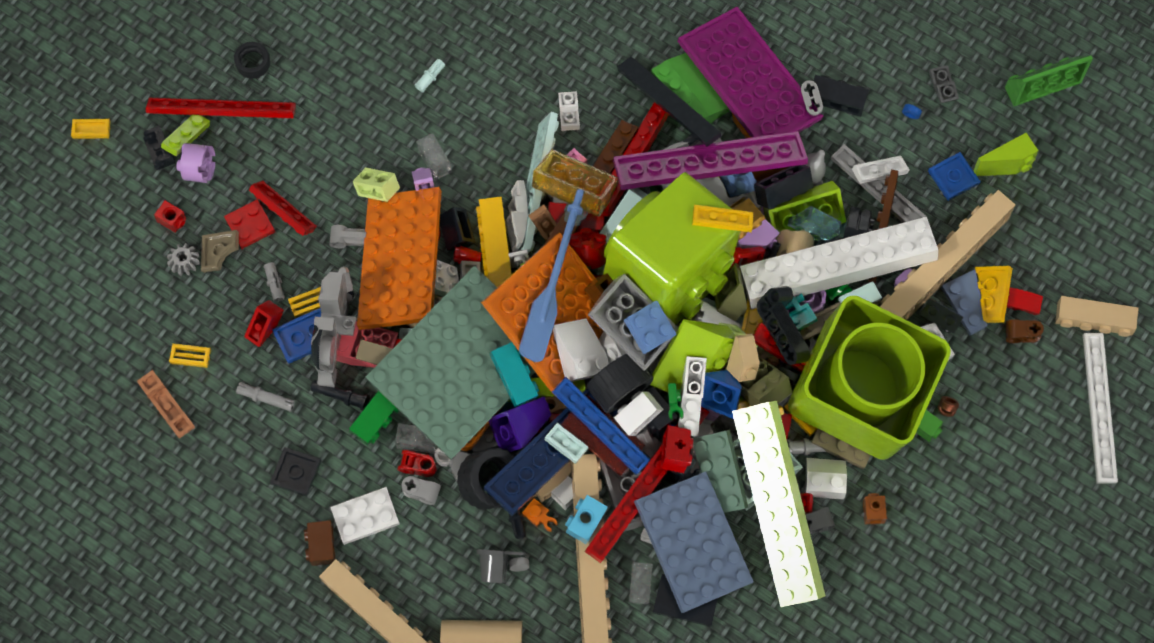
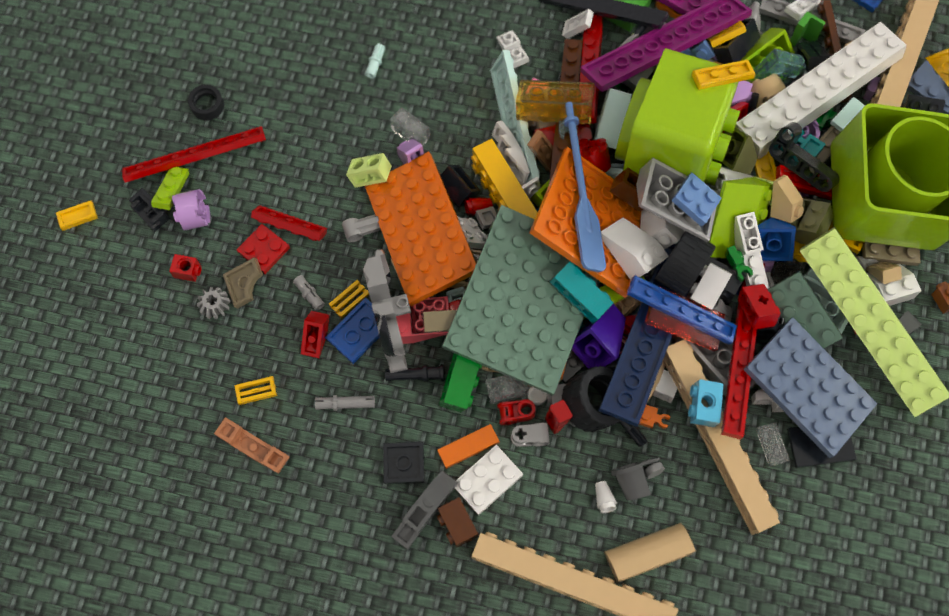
camera: 20 degrees left, 0 degrees up
(296, 519) = (424, 509): none -> dark grey slope
(360, 479) = (468, 446): none -> orange tile
(450, 481) = (558, 416): none -> red slope
(463, 572) = (605, 498): none -> white cone
(566, 443) = (658, 338): light aqua plate -> none
(641, 109) = (578, 23): none -> white plate
(776, 174) = (727, 34): none -> yellow tile
(821, 463) = (885, 272): none -> tan slope
(864, 192) = (808, 27): none -> bright green panel

